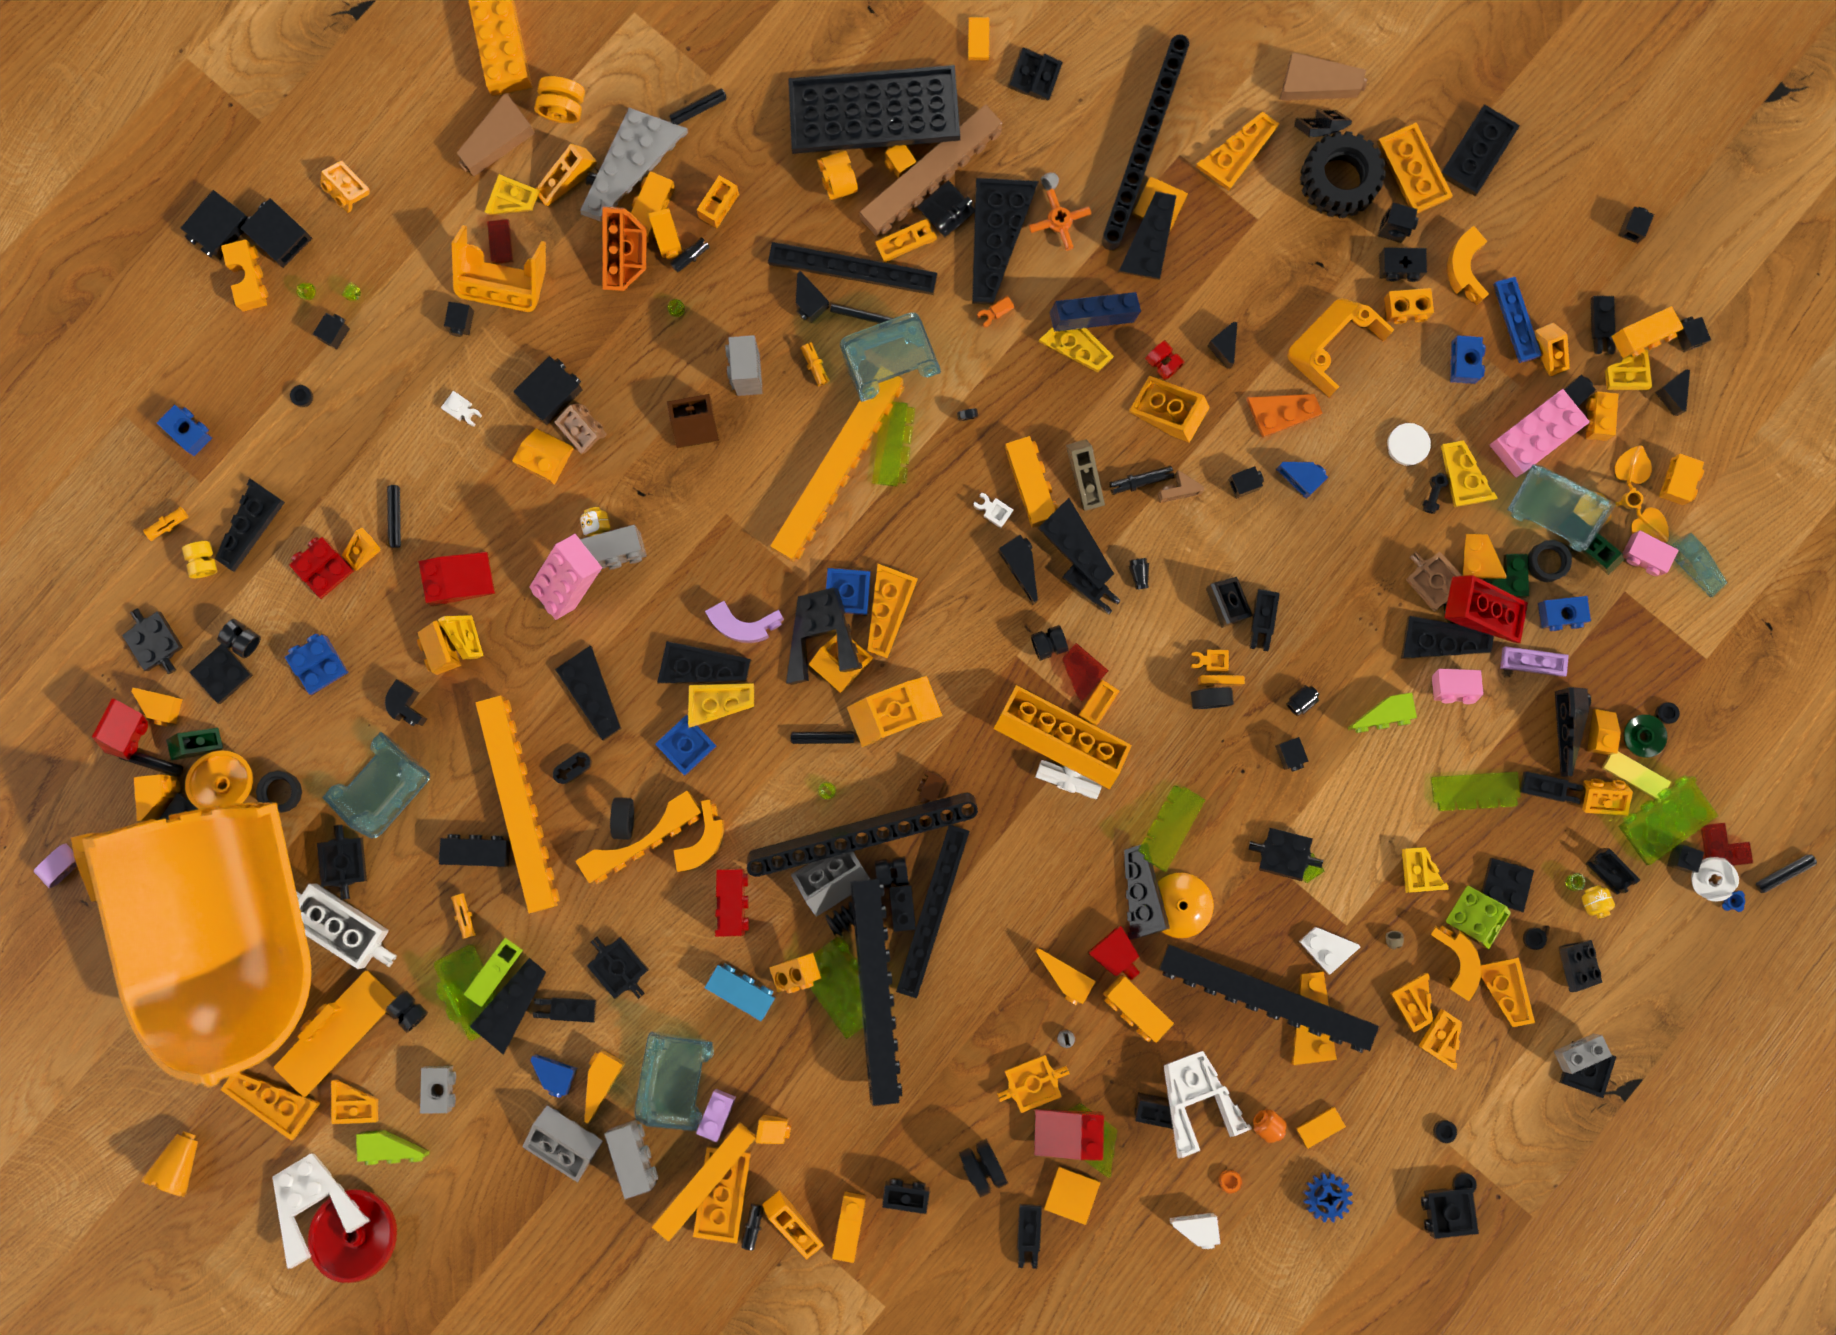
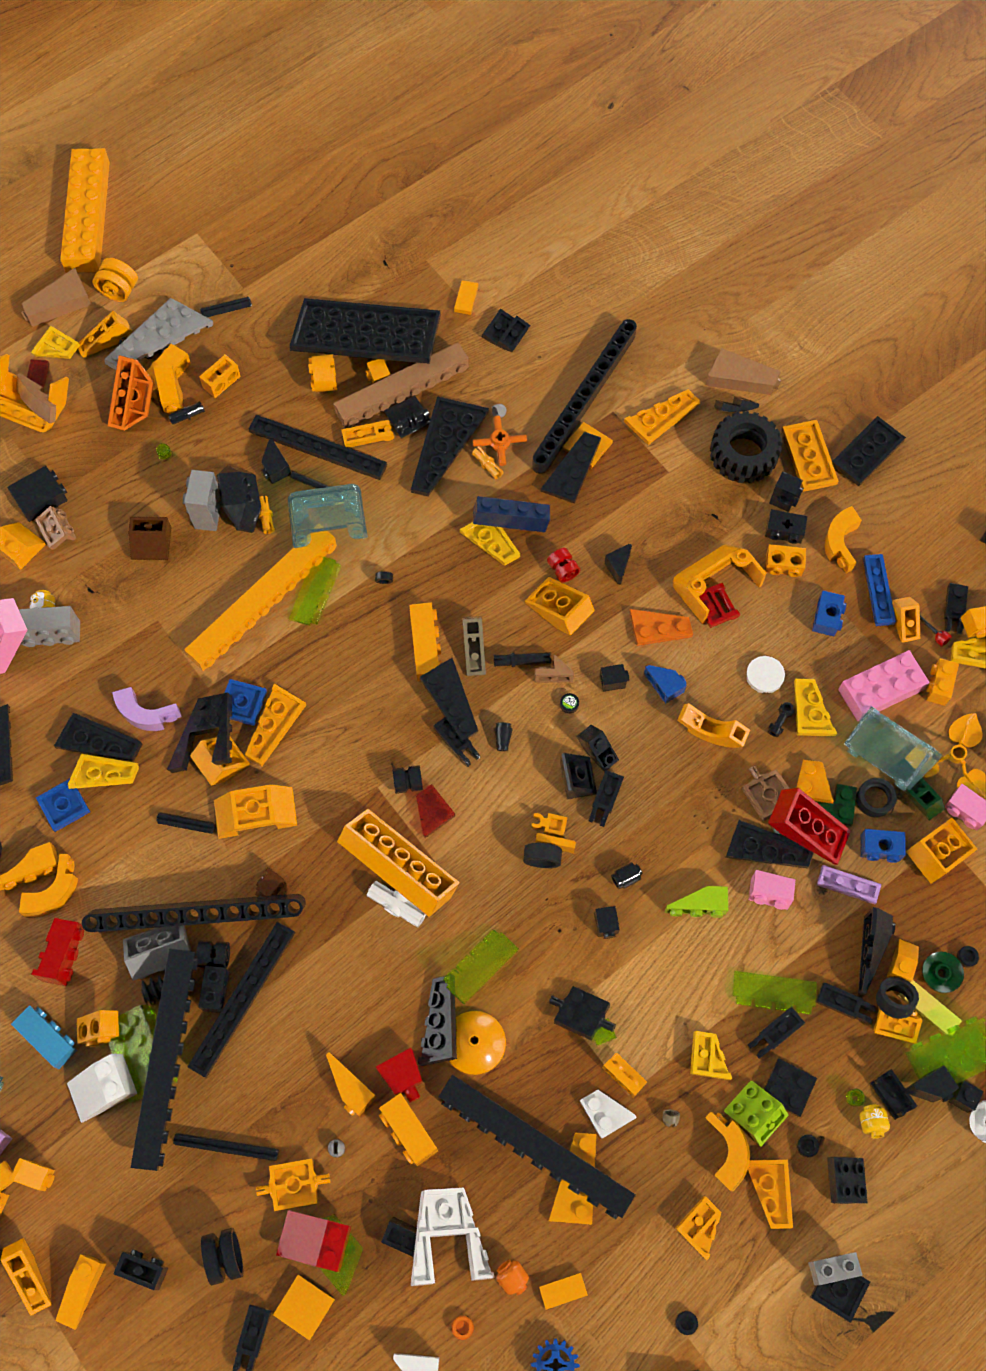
camera: 15 degrees right, 15 degrees down
(514, 277) = (35, 399): none -> medium nougat slope
(782, 349) = (239, 497): none -> black wedge
(815, 1031) = (101, 1086): none -> white slope
(829, 786) = (180, 867): clear neon green hinge -> none
(951, 1061) = (226, 1146): none -> black axle
(995, 512) = (387, 660): white plate -> none
(996, 310) = (429, 501): orange bar -> none
(1019, 559) = (399, 706): black slope -> none
(1051, 249) = (487, 462): none -> light orange pin
(1098, 703) = (441, 842): light orange tile -> none
(1203, 520) = (569, 703): none -> tile
(1244, 565) = (598, 747): none -> black slope
(1341, 378) = (716, 613): none -> red plate
(1341, 907) = (624, 1075): none -> light orange bracket
(1364, 521) = (721, 733): none -> light orange arch
(1414, 1002) = (679, 1183): light orange wing -> none
(1487, 831) = (778, 1031): none -> black hinge
(1580, 389) = (925, 656): black brick -> none
(1592, 362) = (941, 637): none -> red hinge
(1598, 786) = (891, 1008): none -> black tyre
(1626, 606) = (941, 850): none -> light orange slope
(1654, 856) = (934, 1086): none -> black slope

